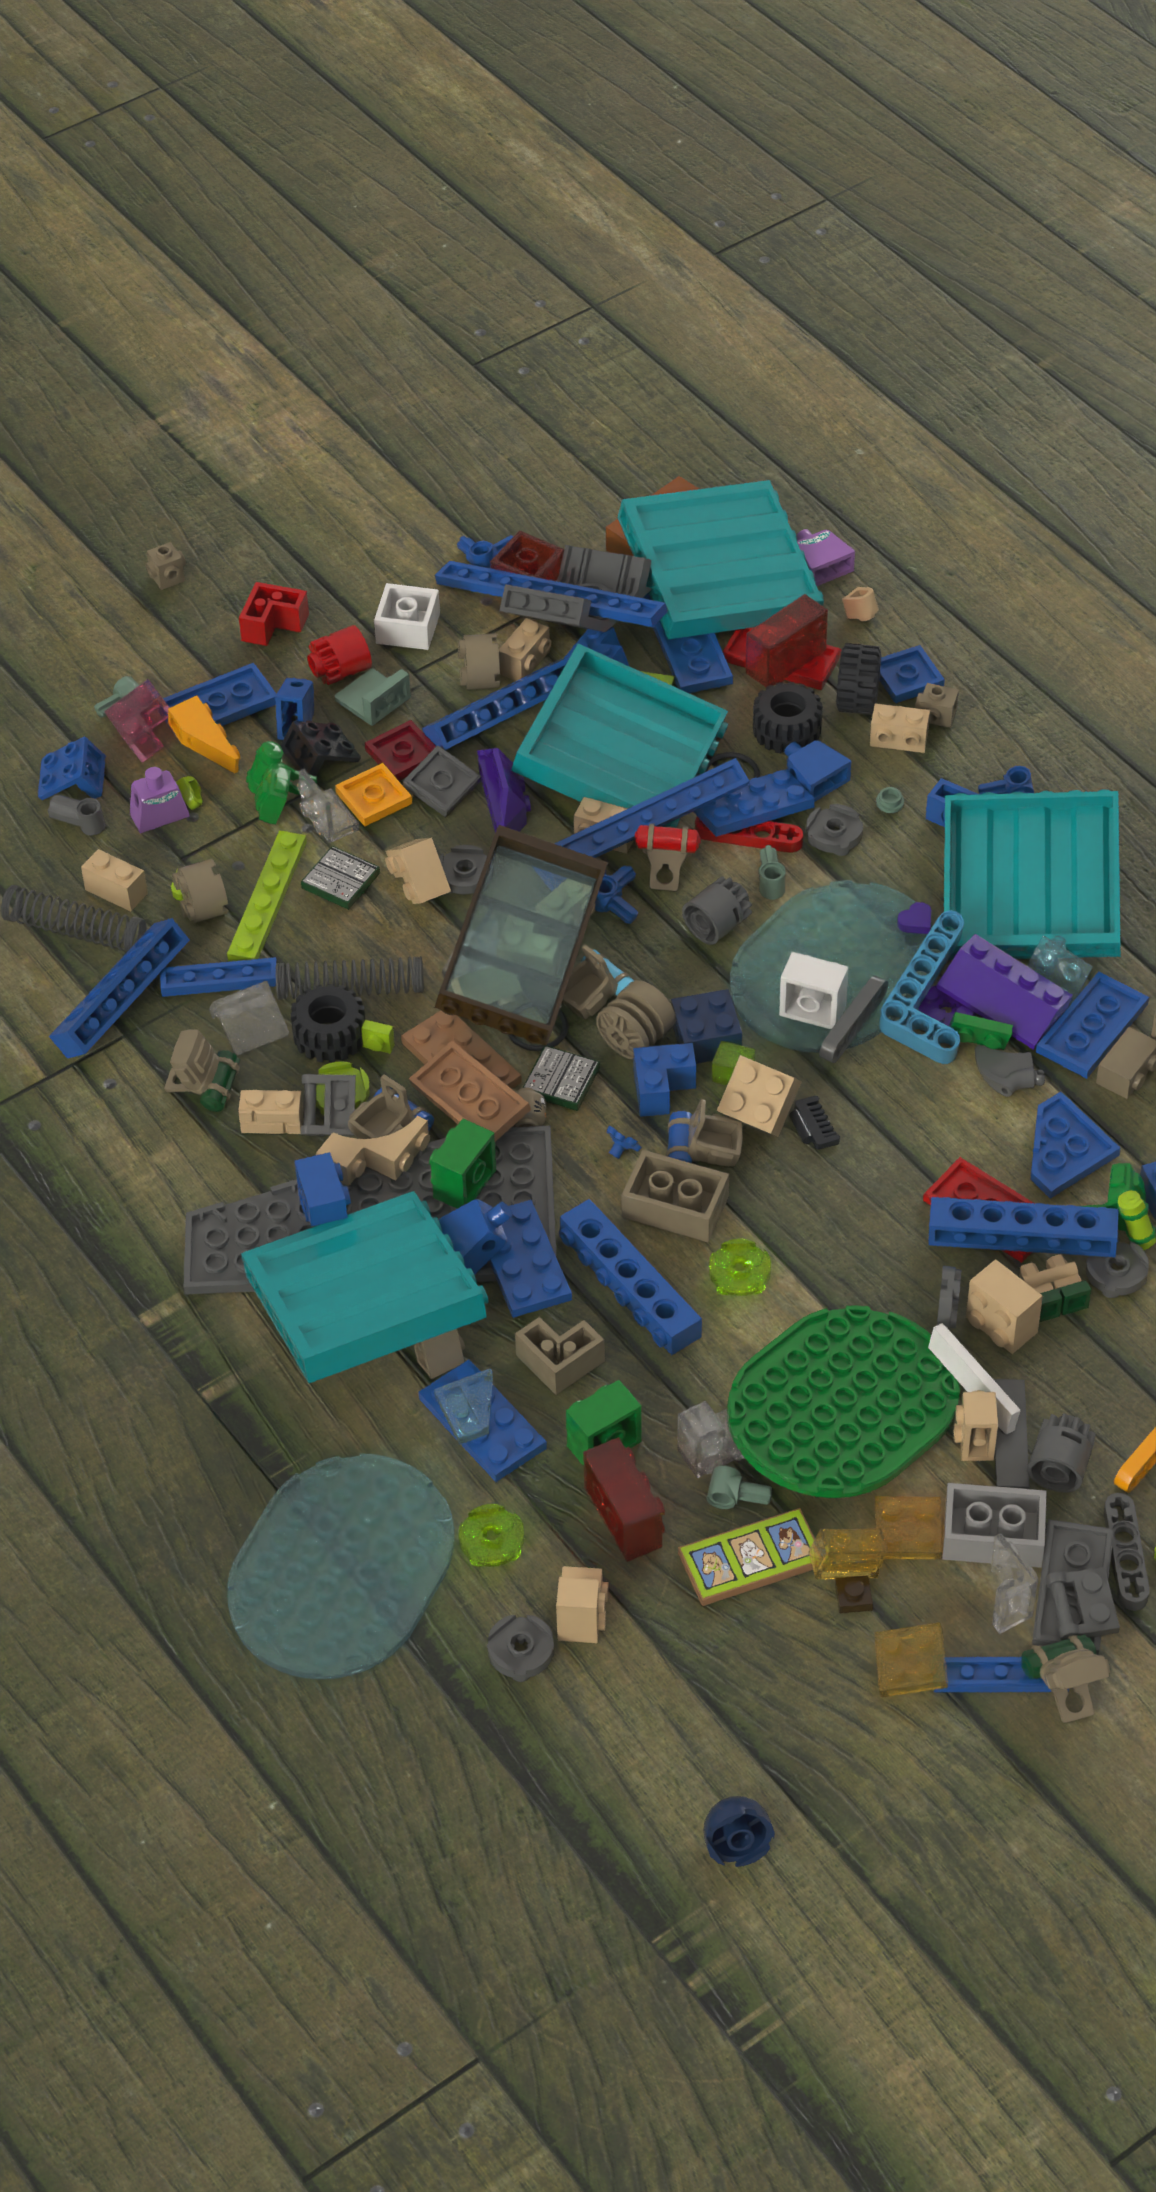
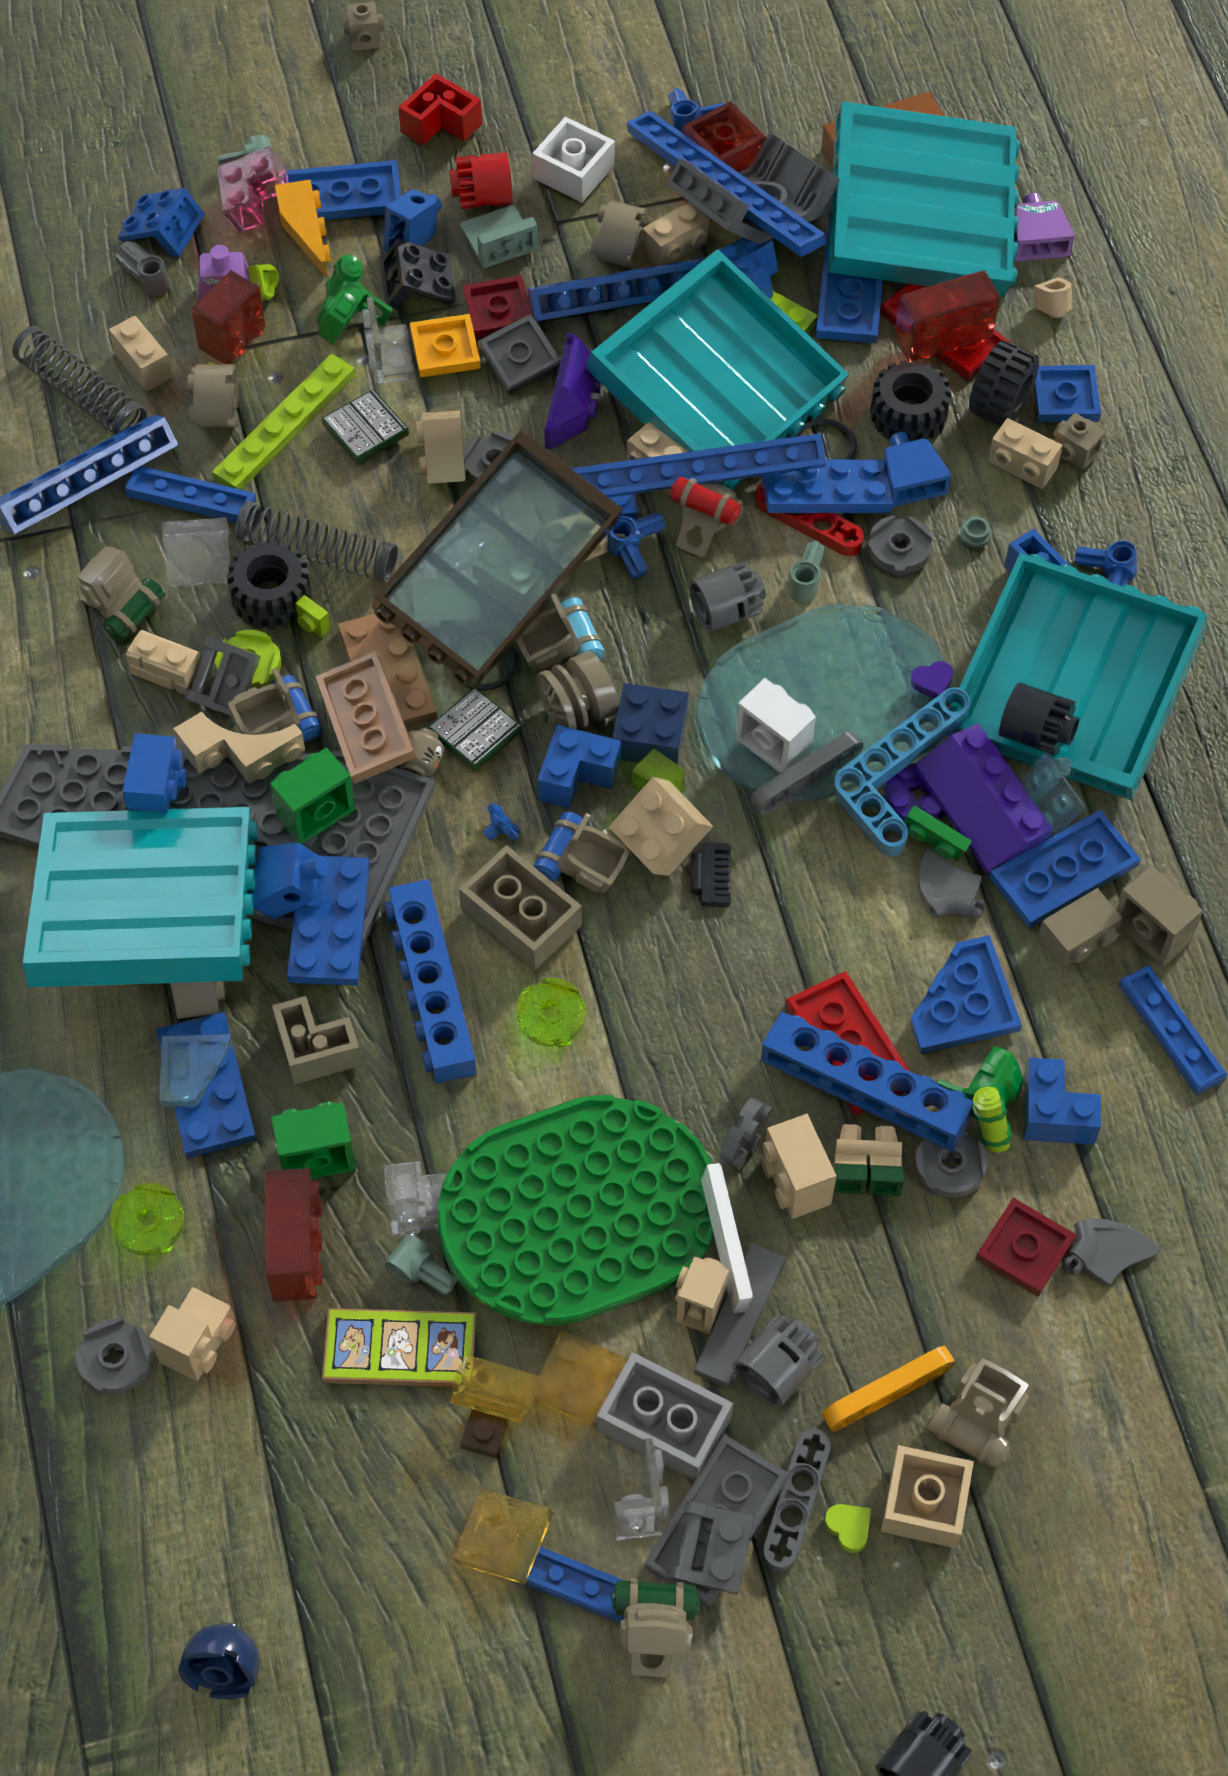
camera: 20 degrees right, 10 degrees up
(180, 826) = (228, 317): none -> clear red brick
(1025, 913) = (1039, 719): none -> black gear

